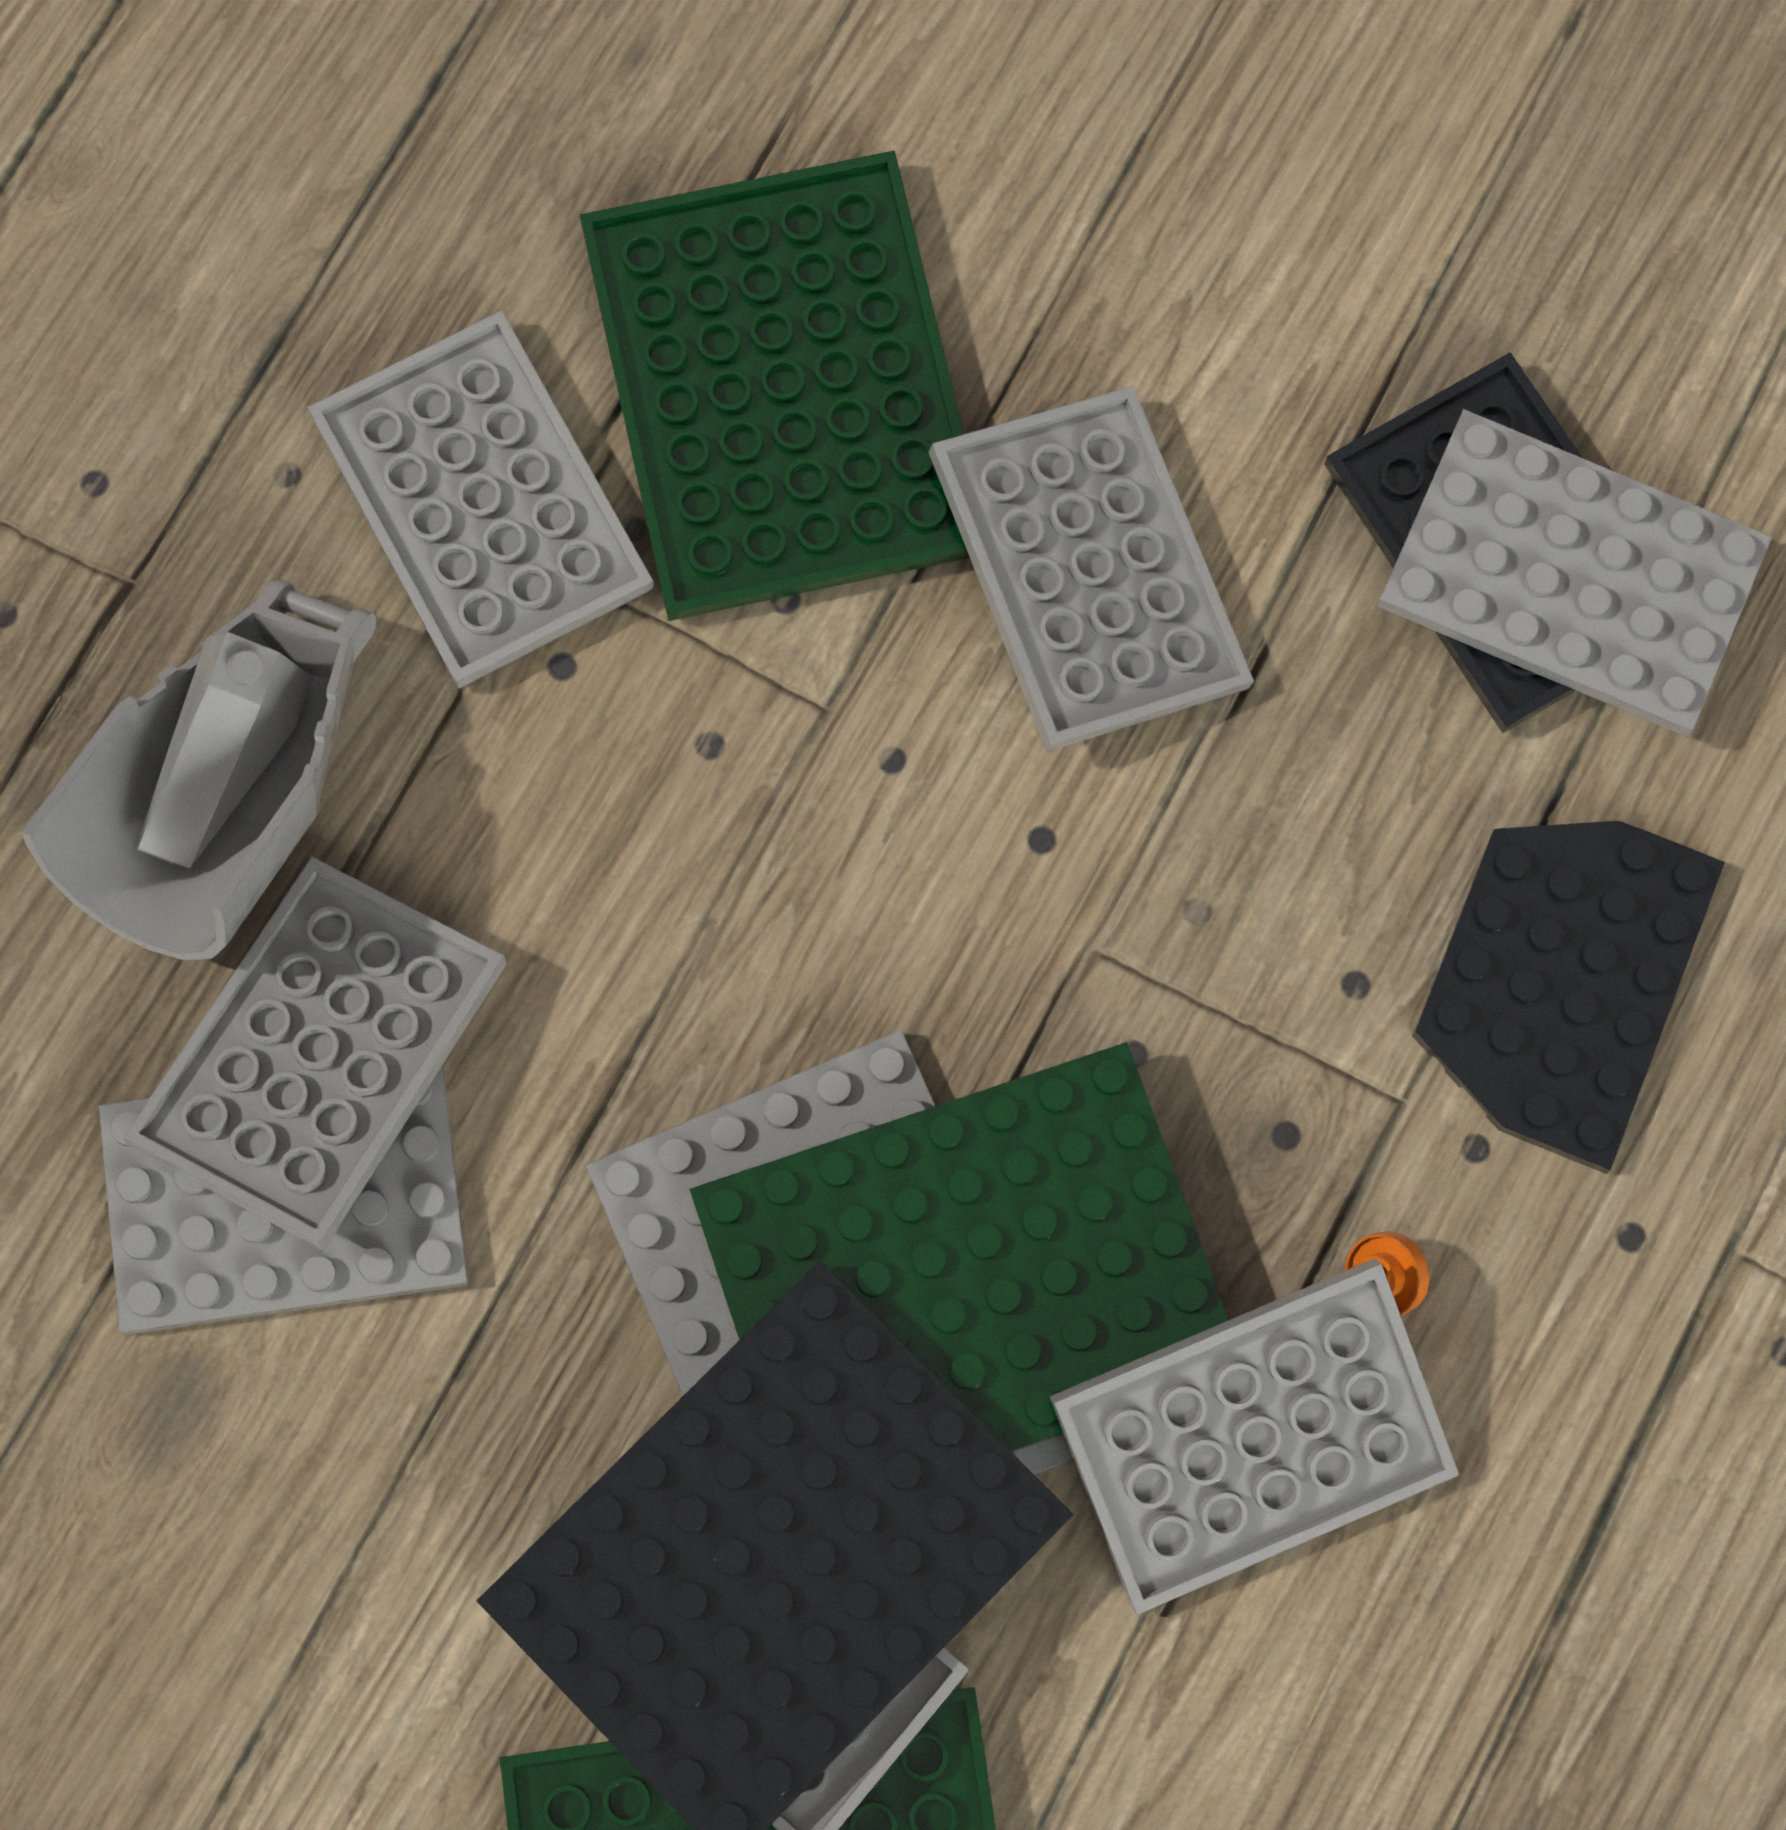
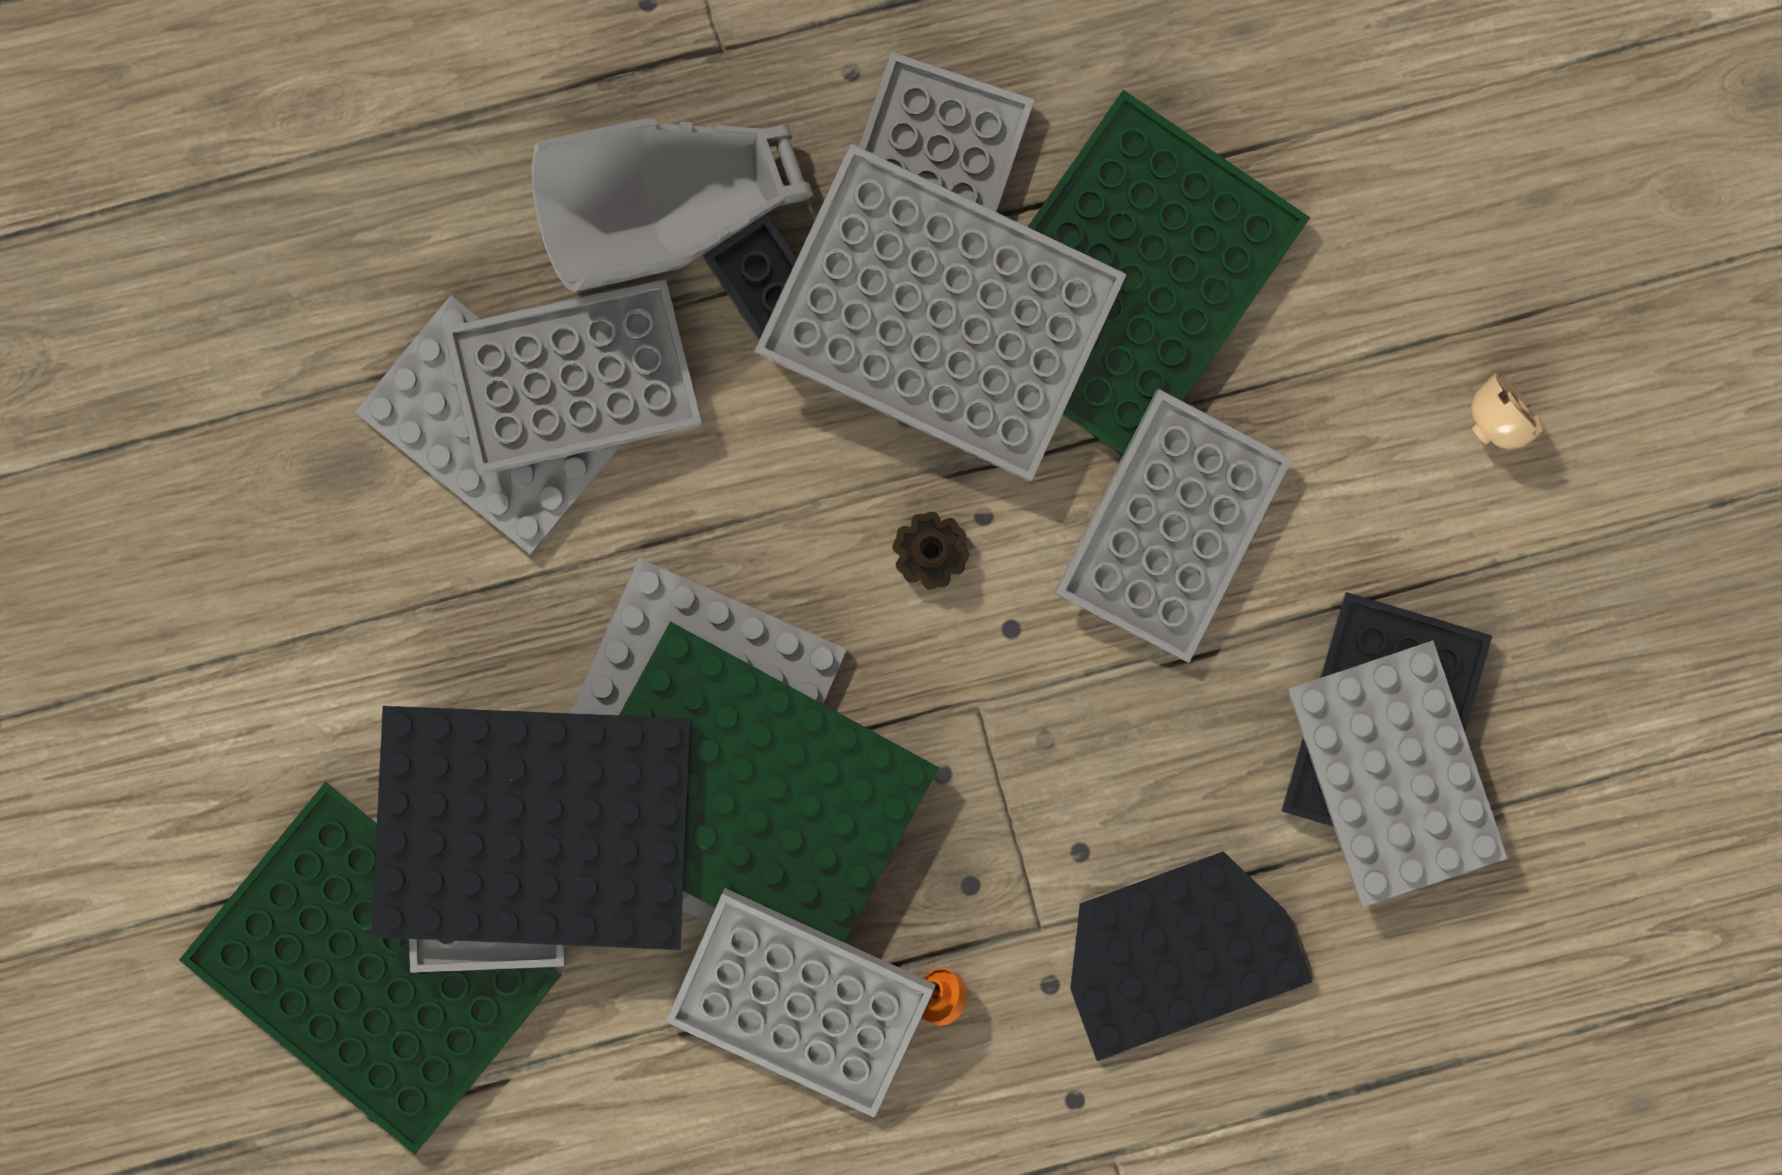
camera: 50 degrees right, 10 degrees up
(227, 733) = (681, 182): light grey wedge -> none
(422, 752) = (753, 270): none -> black brick
(630, 595) = (940, 313): none -> light grey plate
(873, 868) = (930, 530): none -> dark brown plant
(1286, 141) = (1503, 415): none -> tan cylinder

